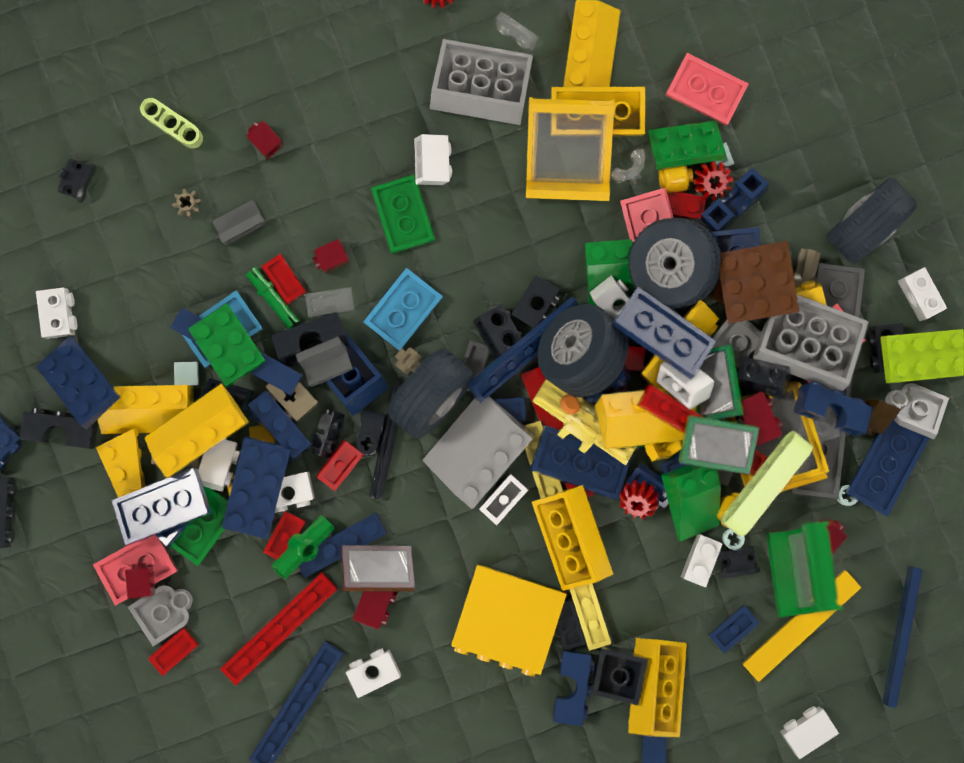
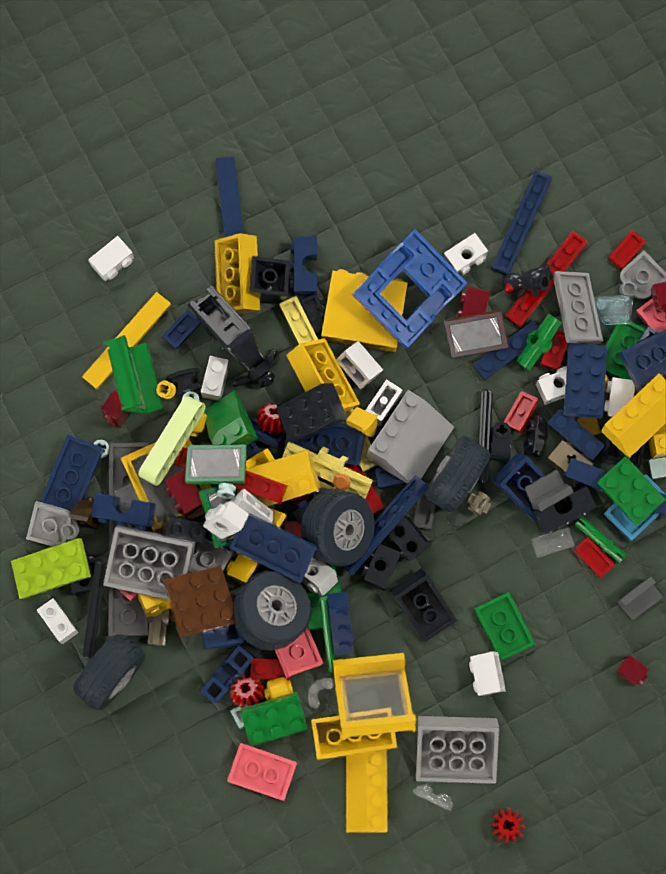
camera: 175 degrees right, 10 degrees down
(205, 575) = (614, 309): none -> clear light blue plate
(248, 583) = (577, 307): none -> light grey tile
(297, 625) = (533, 280): none -> black animal
(330, 256) = (558, 580): dark red brick -> none
(403, 309) = (490, 546): dark azure plate -> none
(425, 657) = (427, 271): none -> blue piece
(494, 251) = (423, 605): none -> black slope
(525, 550) = (359, 365): none -> white brick
(532, 476) = (363, 421): none -> yellow tile
(594, 492) = (311, 412): none -> black brick
(595, 238) = (340, 623): none -> dark blue arch
(611, 232) = (327, 633): none -> green bar
(675, 604) = (236, 336): none -> black piece
(710, 410) = (226, 490): none -> light aqua bush
(718, 371) = (225, 519): none -> white brick
(769, 554) = (171, 391): none -> yellow bush
(878, 300) = (94, 609): none -> black axle
(902, 636) = (44, 343): dark blue tile -> none

